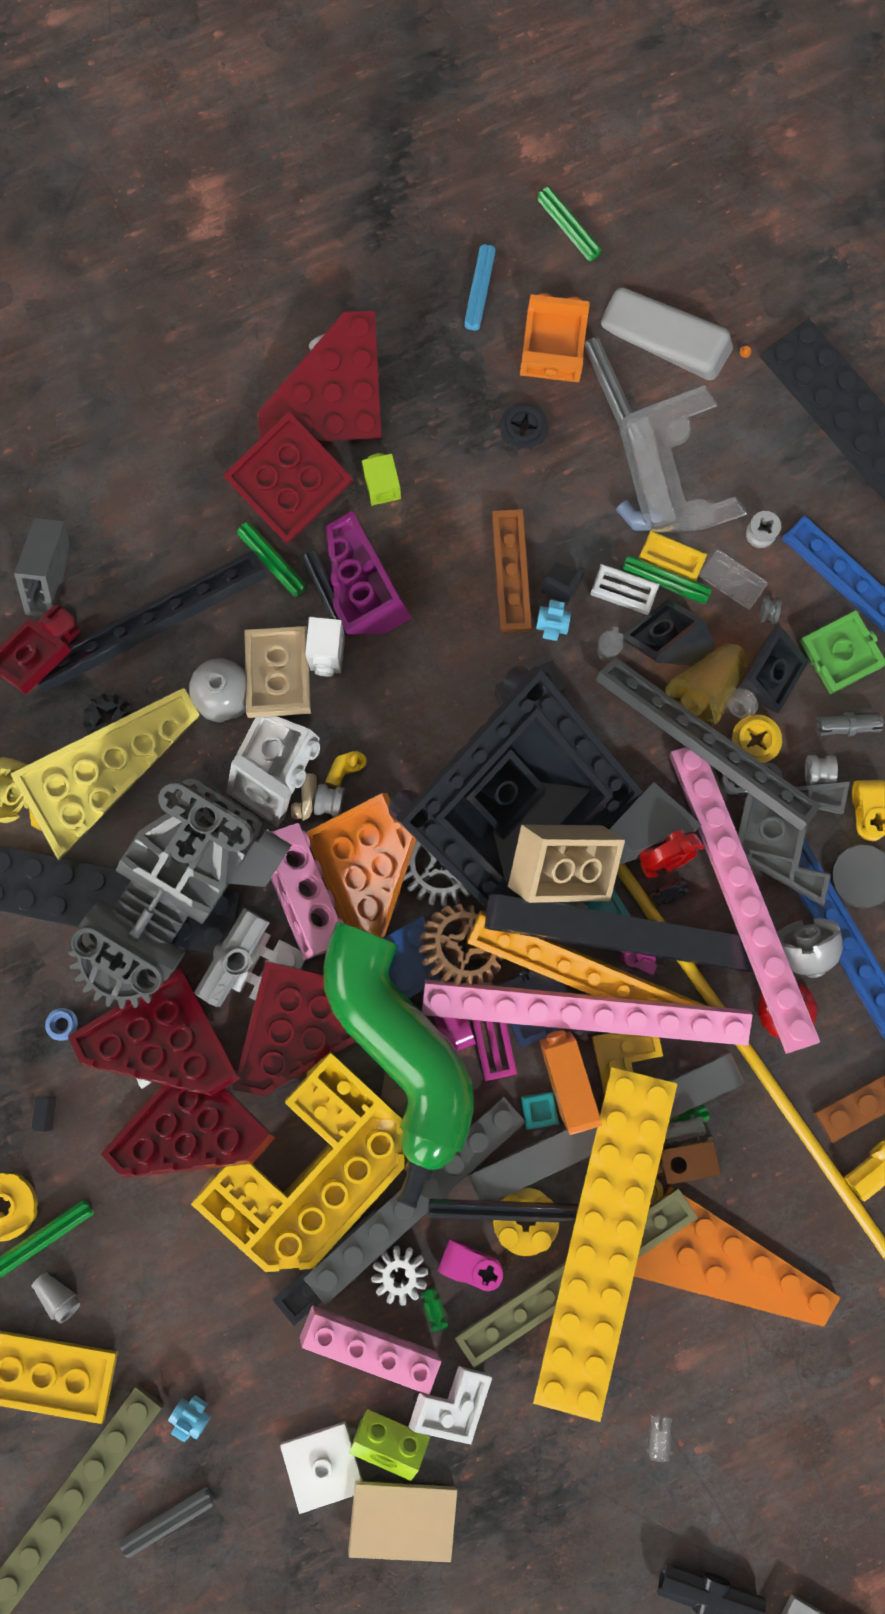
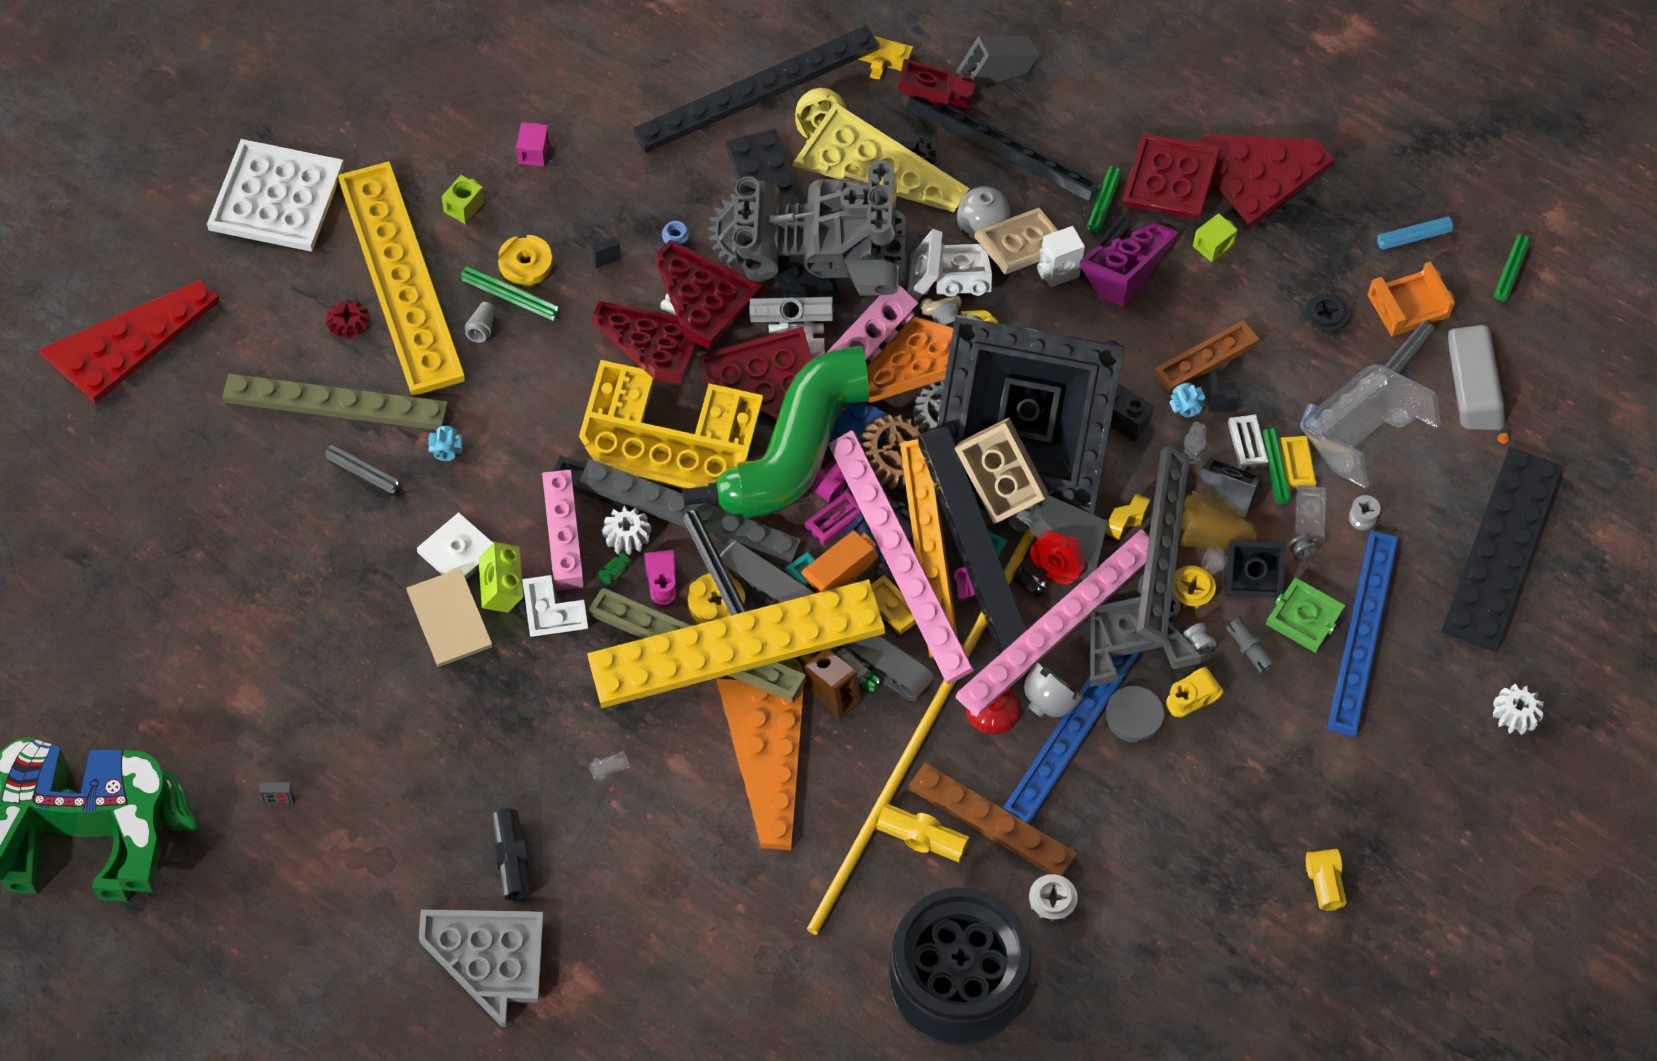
camera: 60 degrees right, 20 degrees down
(649, 745) = (1127, 516): none -> yellow piece

